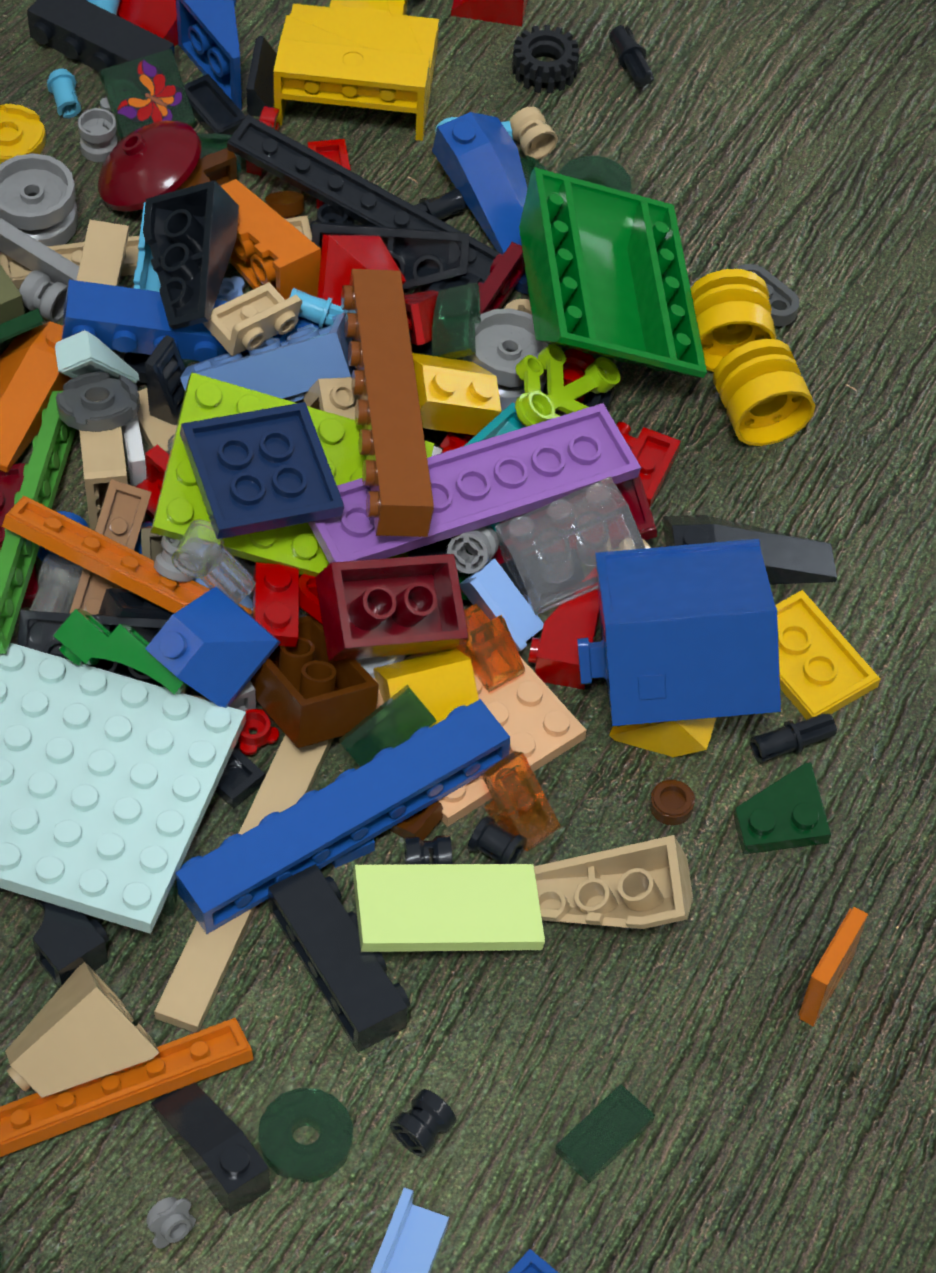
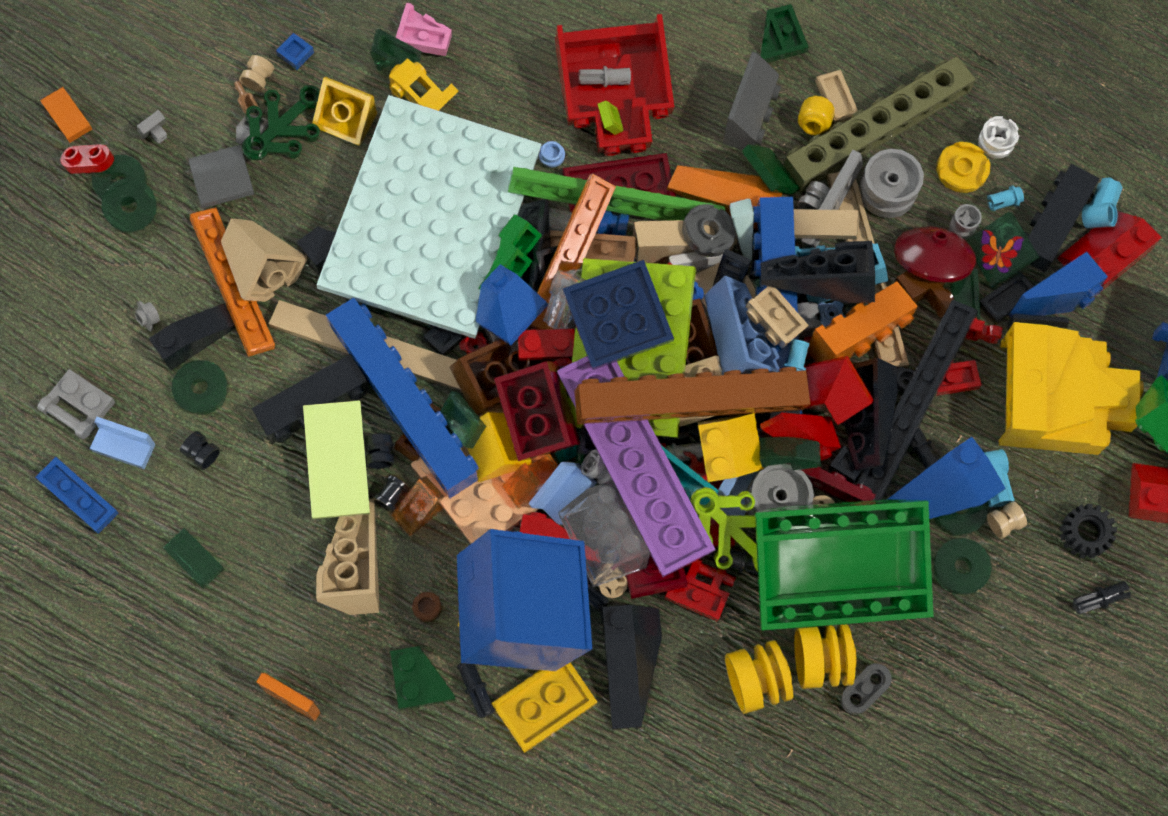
camera: 90 degrees right, 15 degrees up
(286, 203) = (915, 347): reddish brown tile -> none

